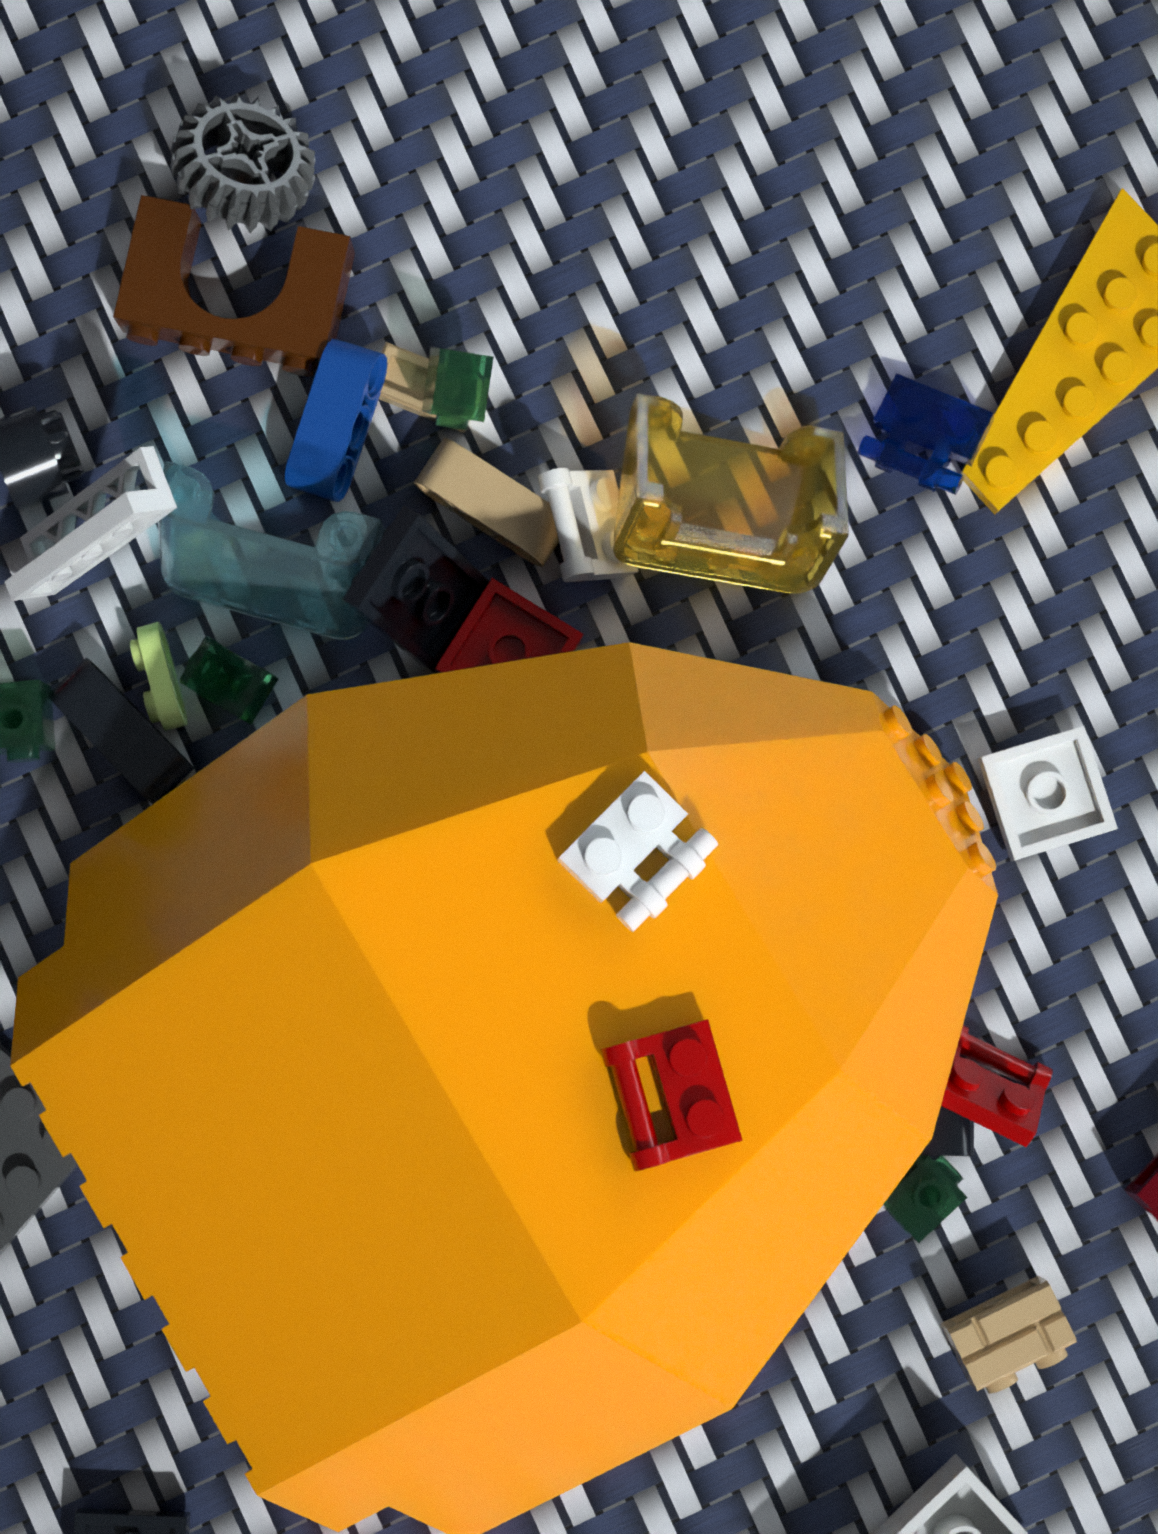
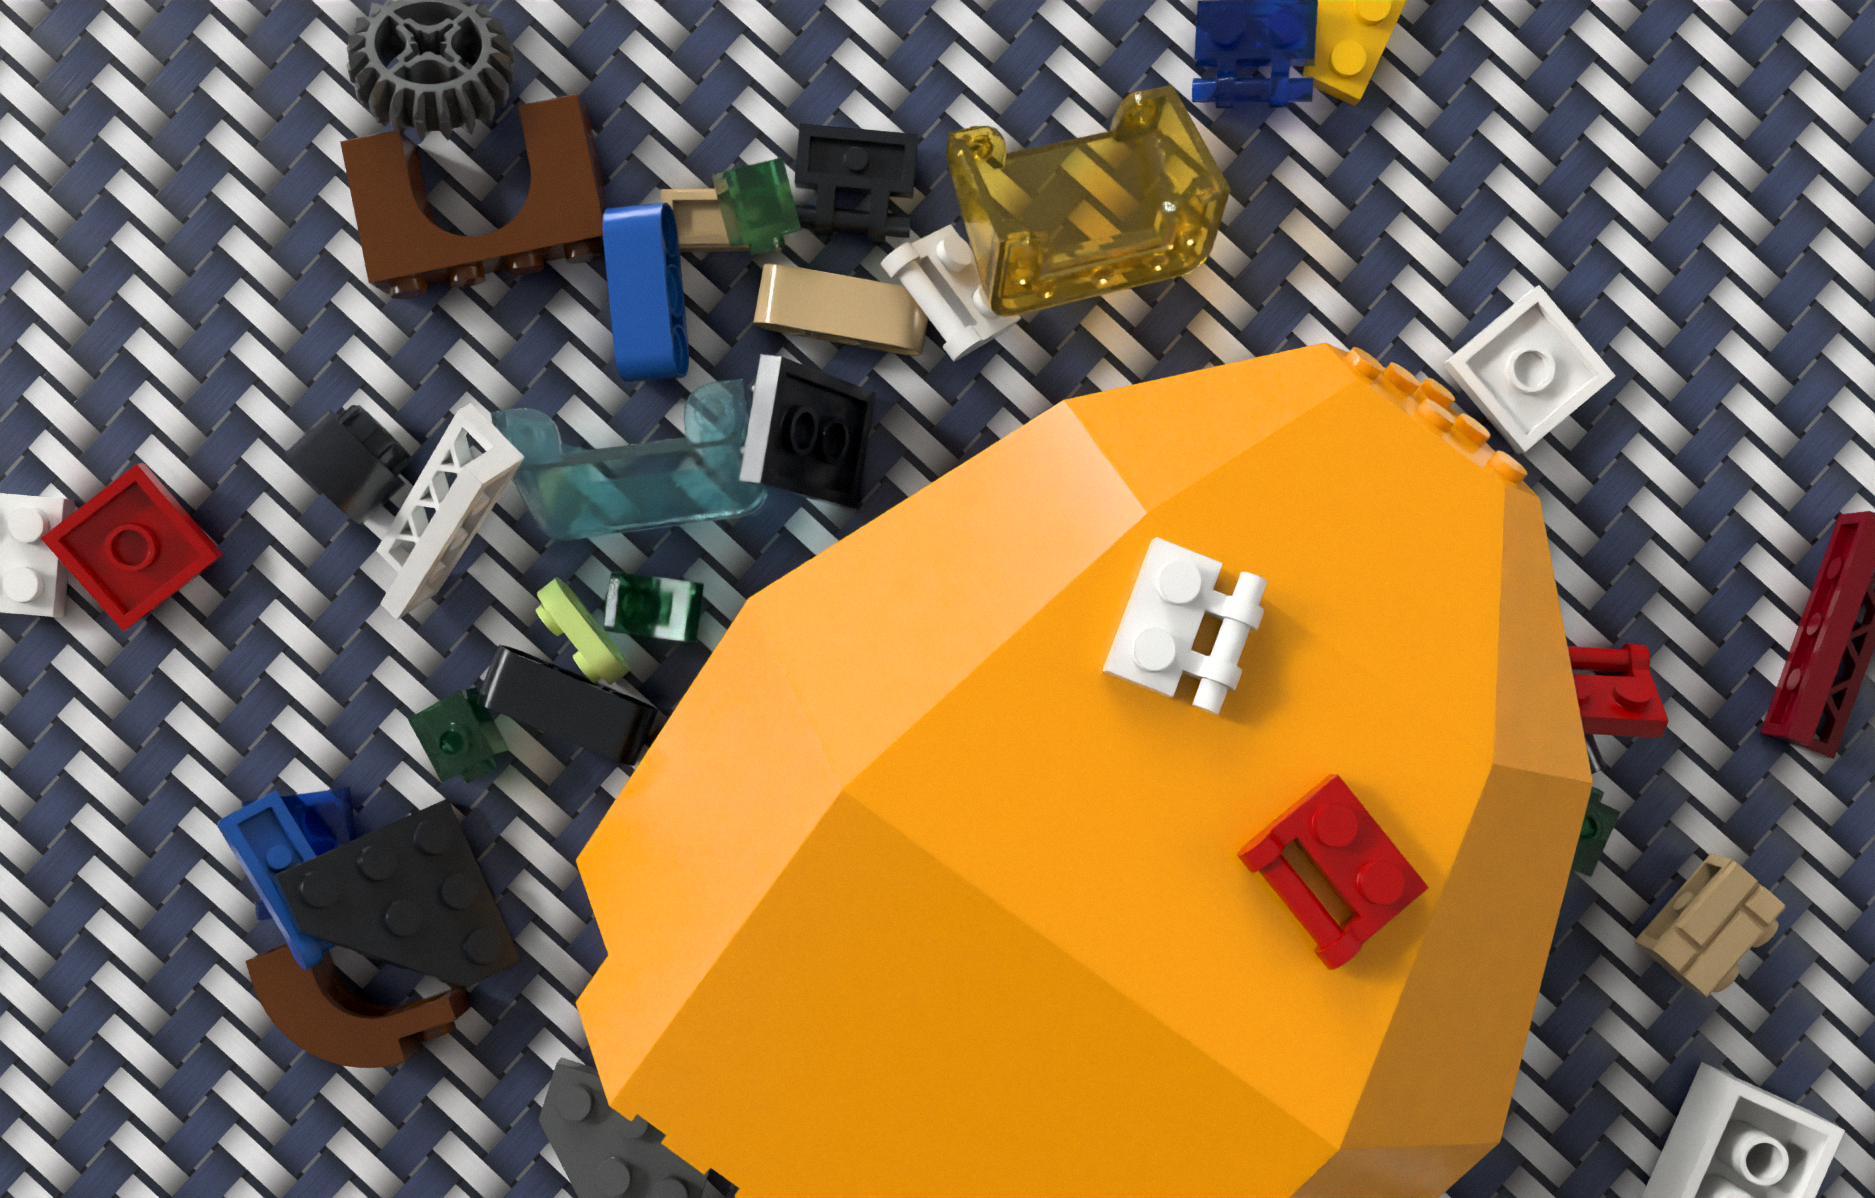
camera: 20 degrees left, 5 degrees up
(506, 630) = (917, 442): red plate -> none
(556, 387) = (857, 163): none -> black plate

